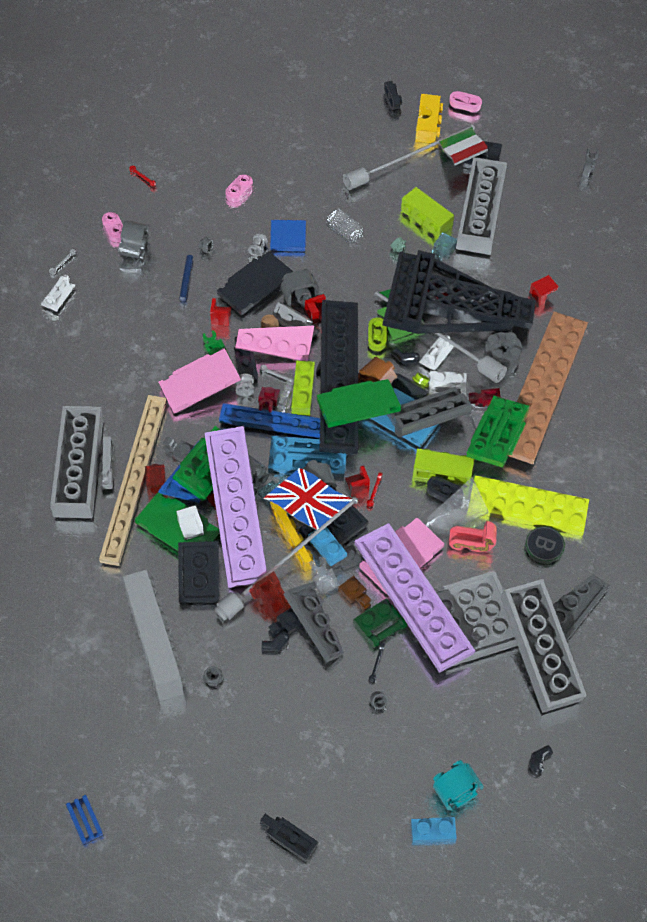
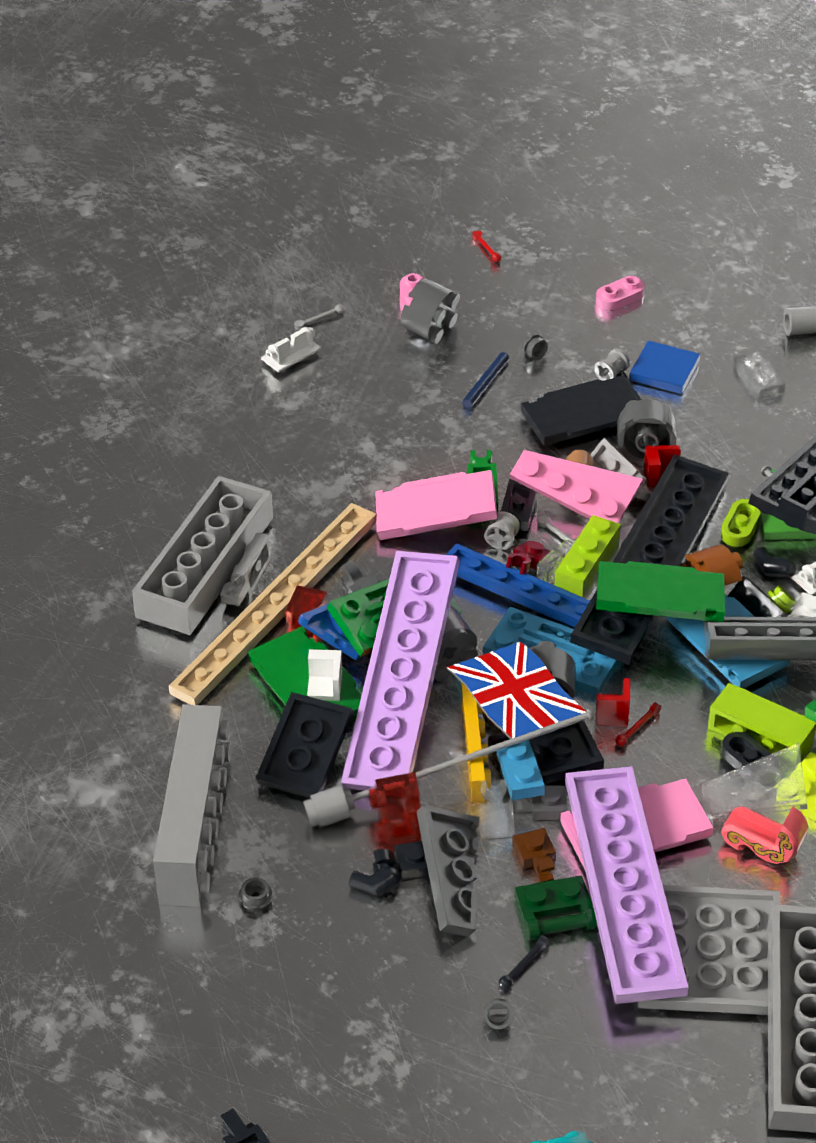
camera: 25 degrees right, 15 degrees down
(219, 315) = (508, 435): red panel -> none

